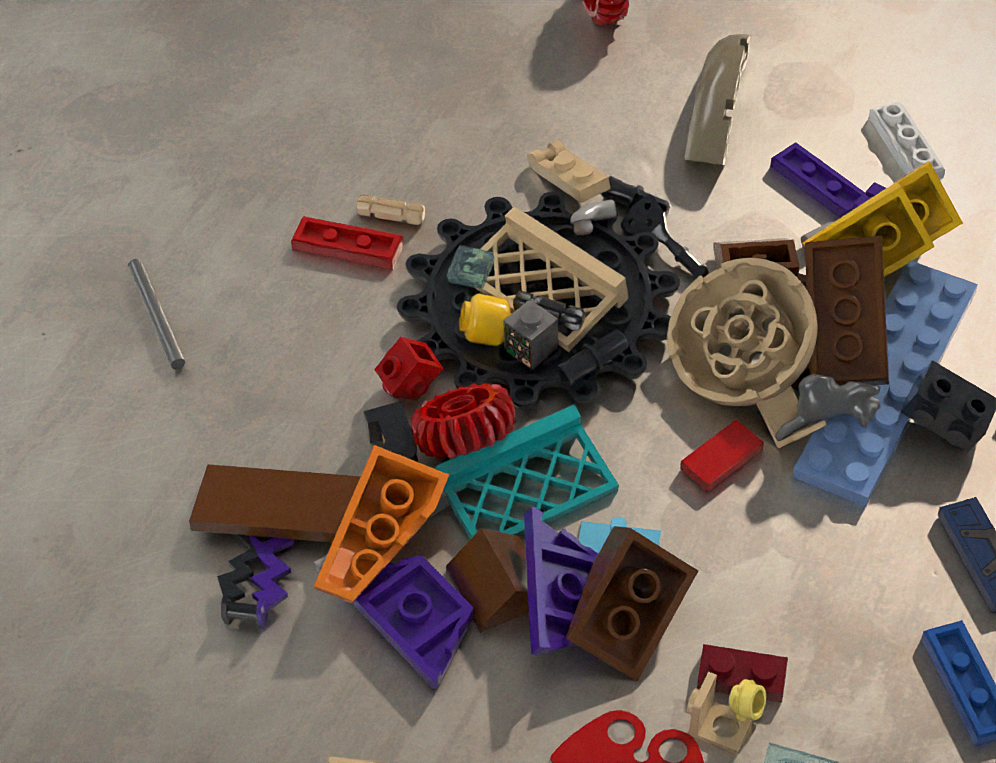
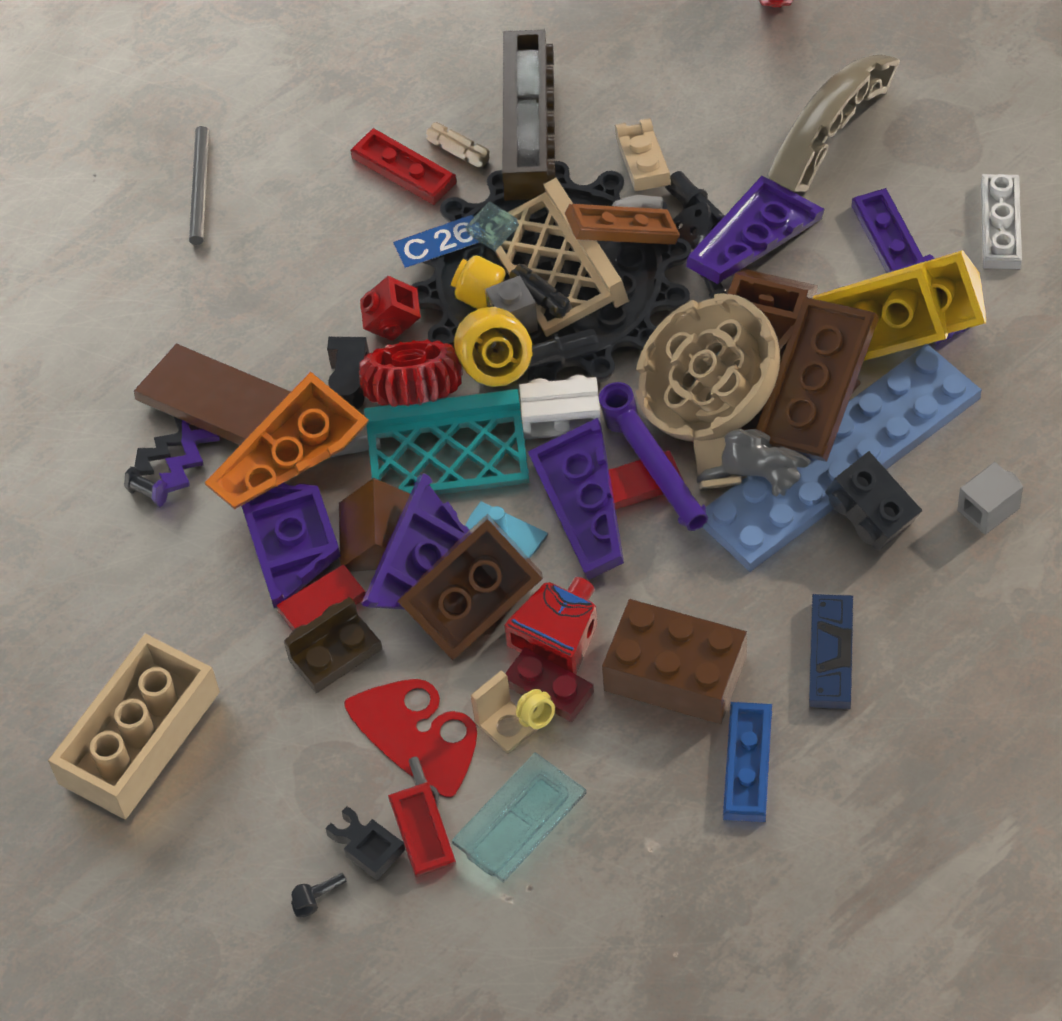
camera: 25 degrees right, 5 degrees up
(419, 297) = (434, 242): none -> blue sticker
(449, 165) = (526, 114): none -> piece
(478, 667) = (319, 595): none -> red tile
(512, 707) = (331, 645): none -> dark brown bracket
(538, 370) = (488, 361): none -> yellow head
(593, 230) = (621, 224): none -> dark orange tile
(618, 410) = (558, 406): none -> white brick
(681, 486) = (581, 492): none -> dark purple wing
(703, 206) = (752, 228): none -> dark purple wing
(723, 611) = (555, 623): none -> red torso
(725, 427) = (627, 421): none -> dark purple piece
(855, 609) = (674, 661): none -> reddish brown brick

